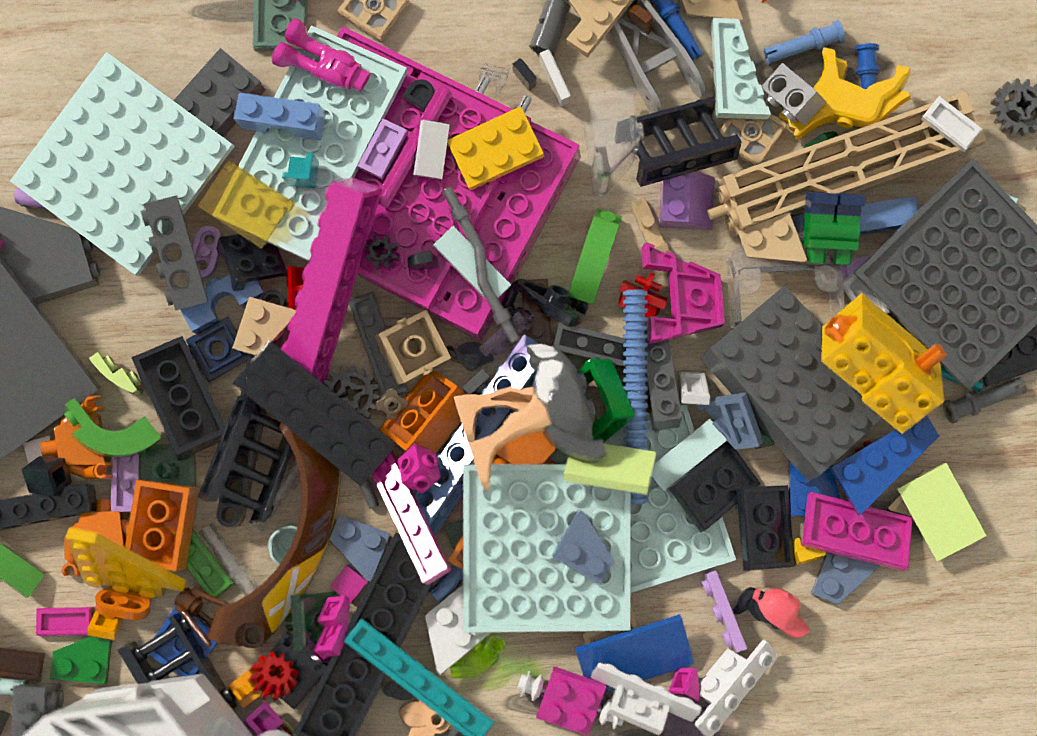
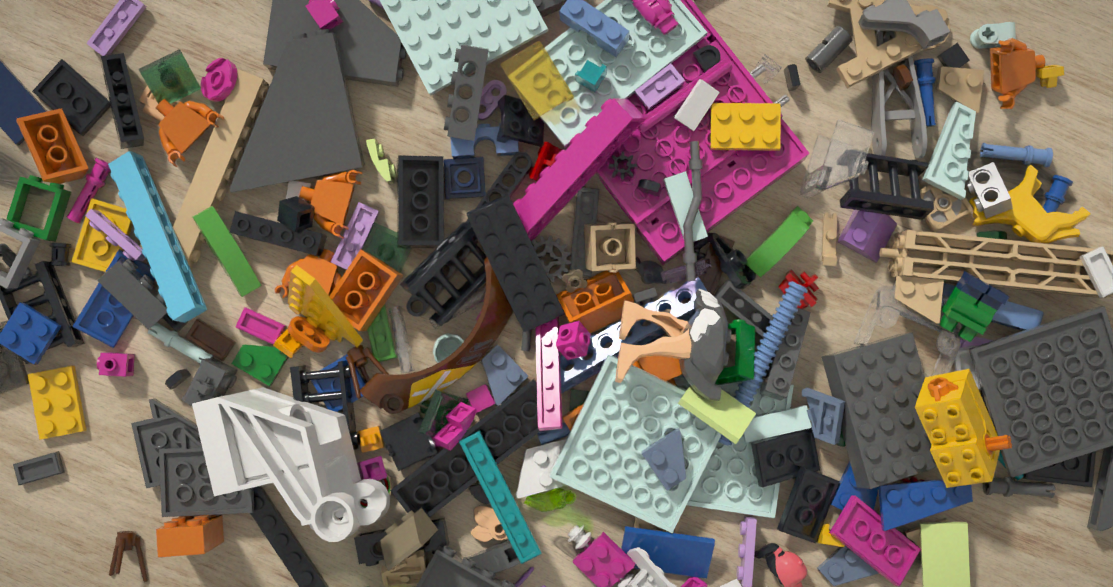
camera: 25 degrees right, 5 degrees up
(108, 443) = (352, 212): bright green arch -> none
(261, 323) = (505, 177): tan wing -> none
(277, 685) = (395, 450): red gear -> none
(555, 78) = (813, 90): white tile -> none
(693, 293) = (839, 307): dark pink wing -> none
(693, 388) = (805, 377): white tile -> none

